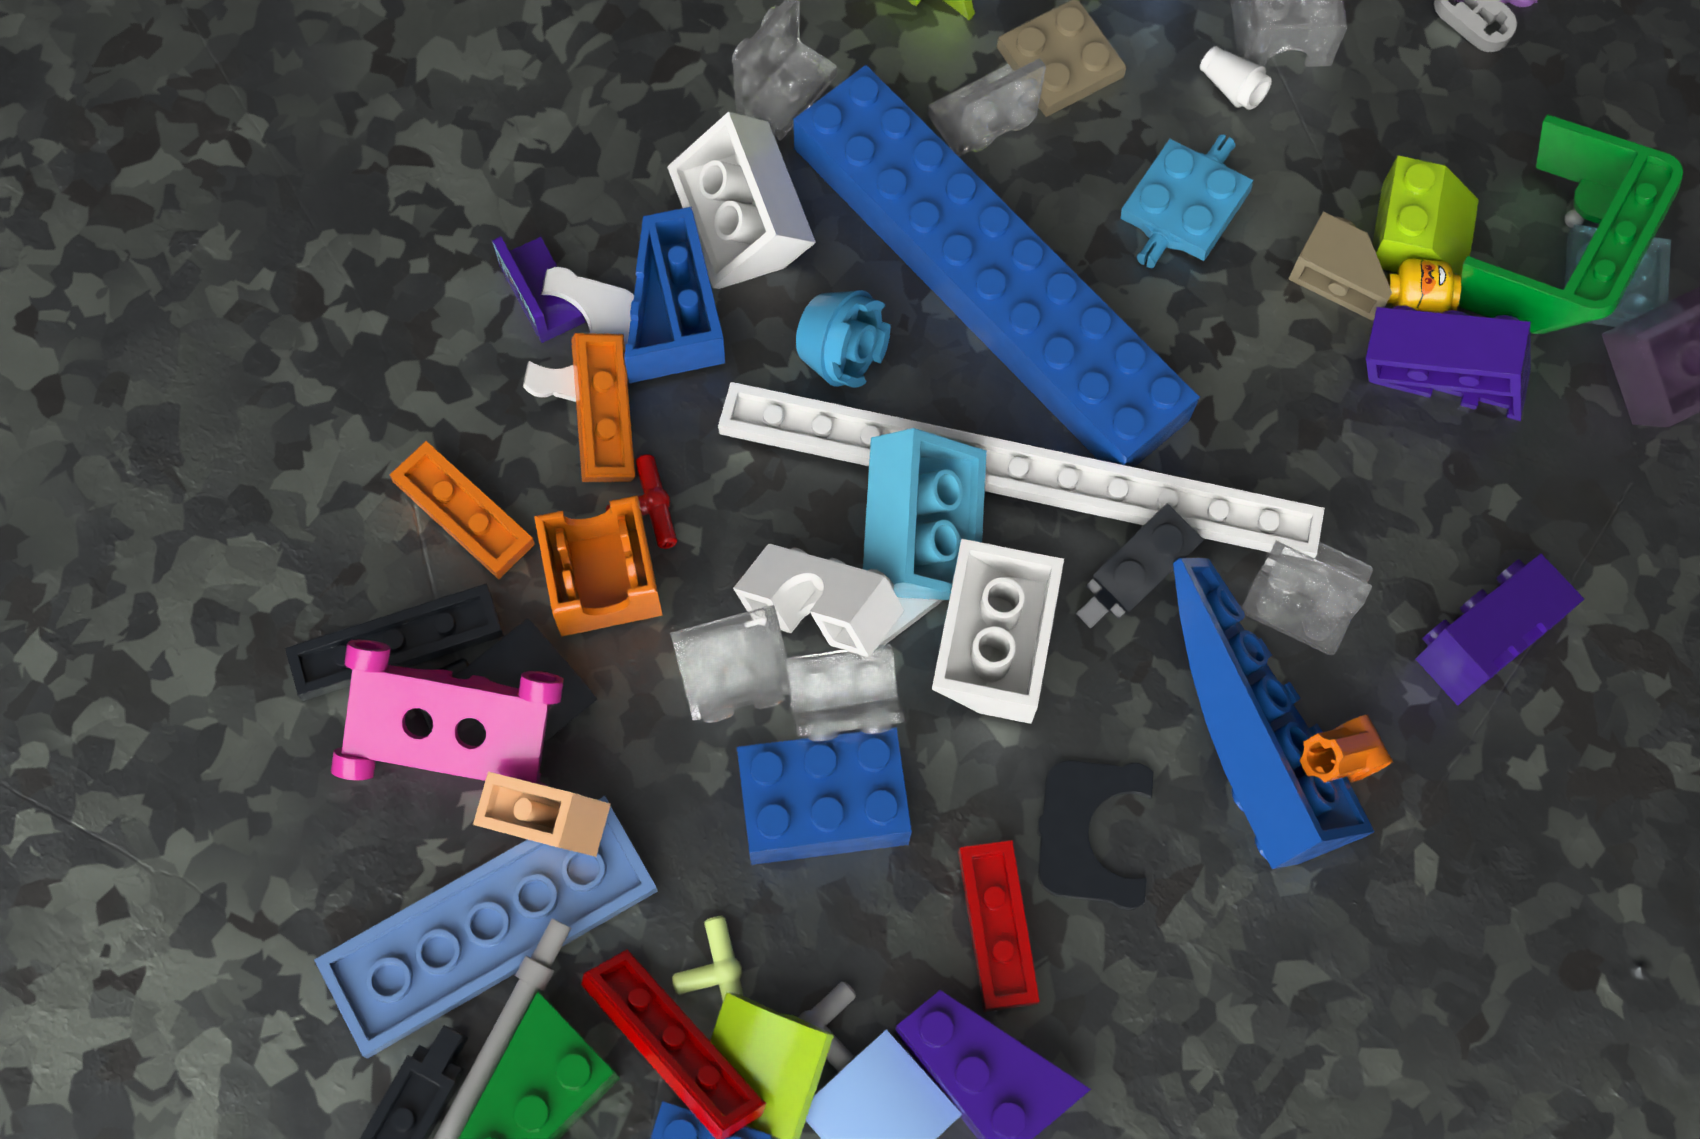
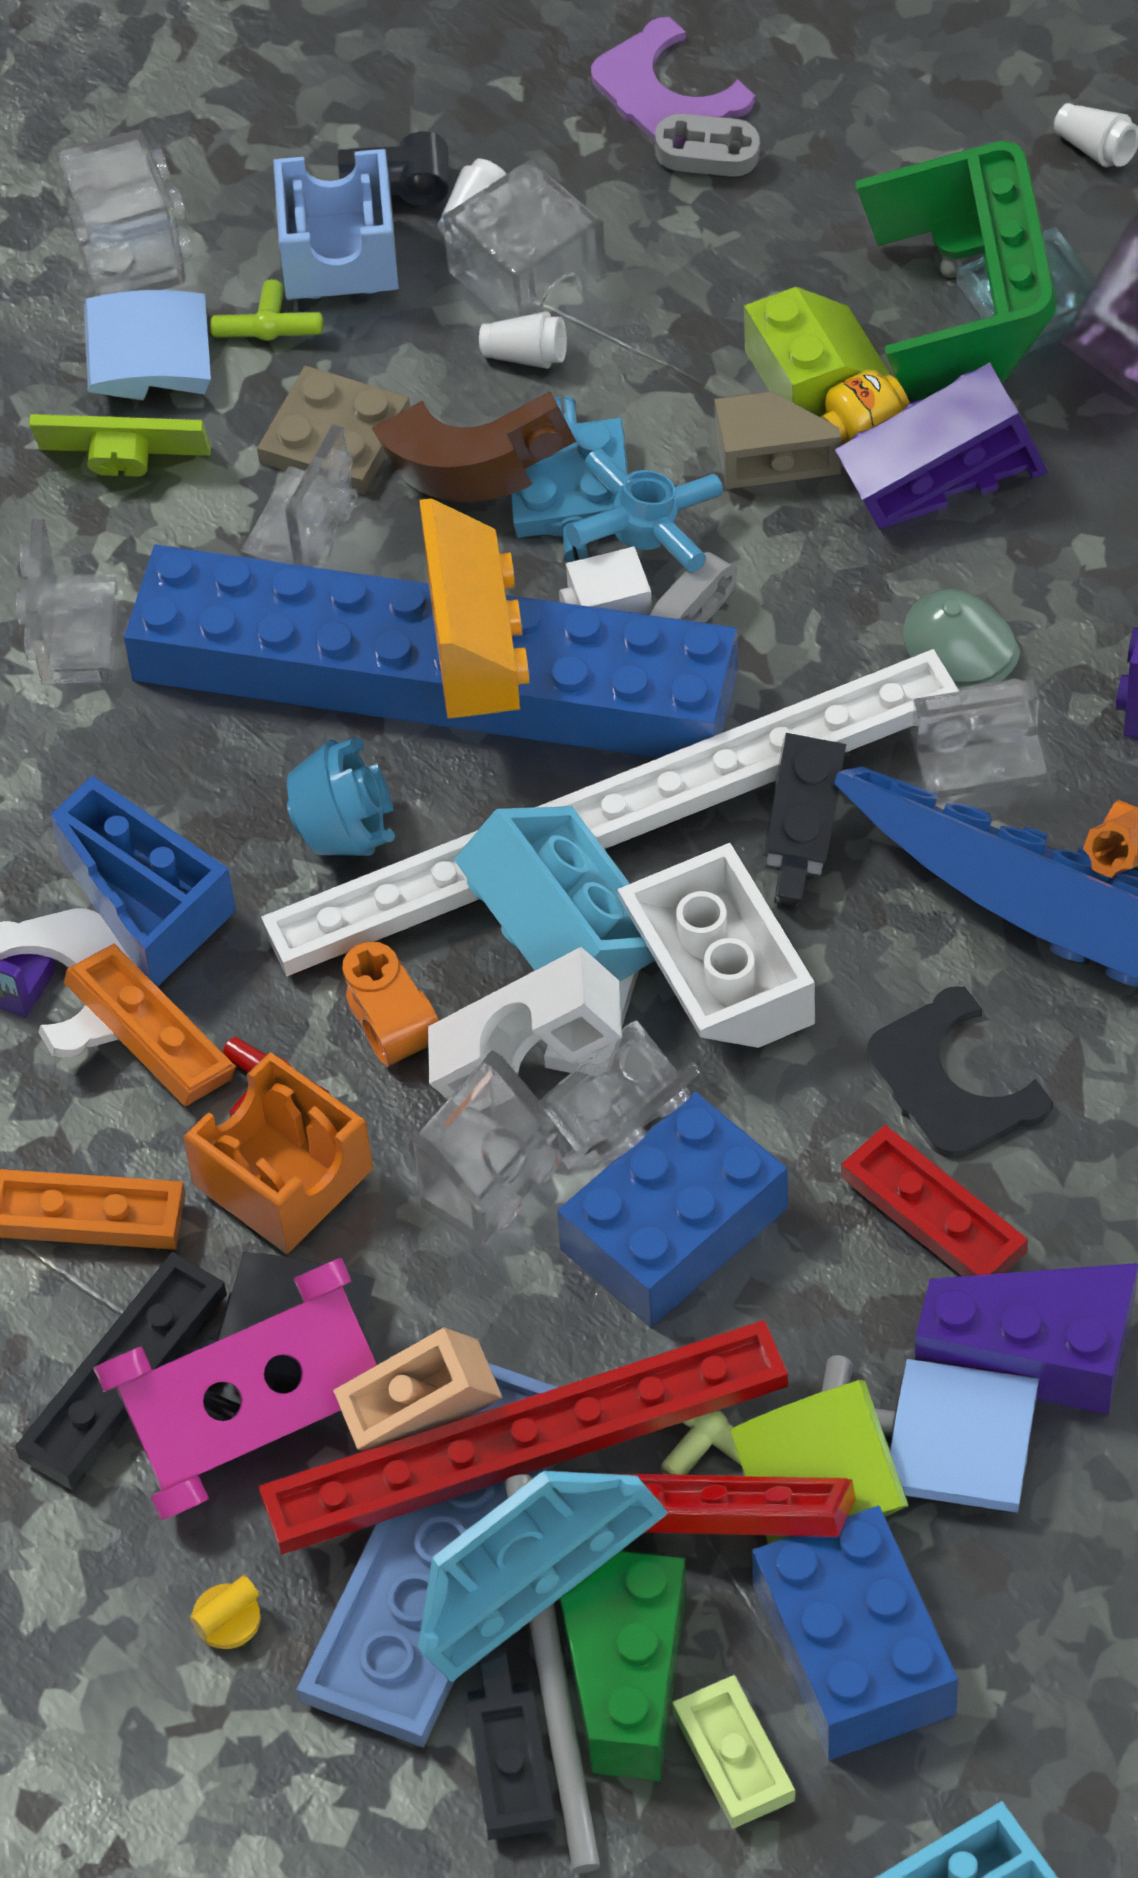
camera: 30 degrees left, 15 degrees down
(320, 867) = (227, 1614): none -> yellow plate
(500, 997) = (526, 1560): none -> medium azure wedge
(590, 896) = (522, 1437): none -> red plate
(741, 200) = (127, 740): white slope -> none
(760, 511) = (386, 1002): none -> orange piece
(1016, 264) = (472, 613): none -> light orange slope
(1130, 148) = (476, 460): none -> reddish brown arch
(1143, 303) = (608, 582): none -> white brick
(1199, 347) = (699, 593): none -> light grey beam
(1209, 263) = (644, 510): none -> dark azure bar
(1358, 507) = (965, 635): none -> sand green hat

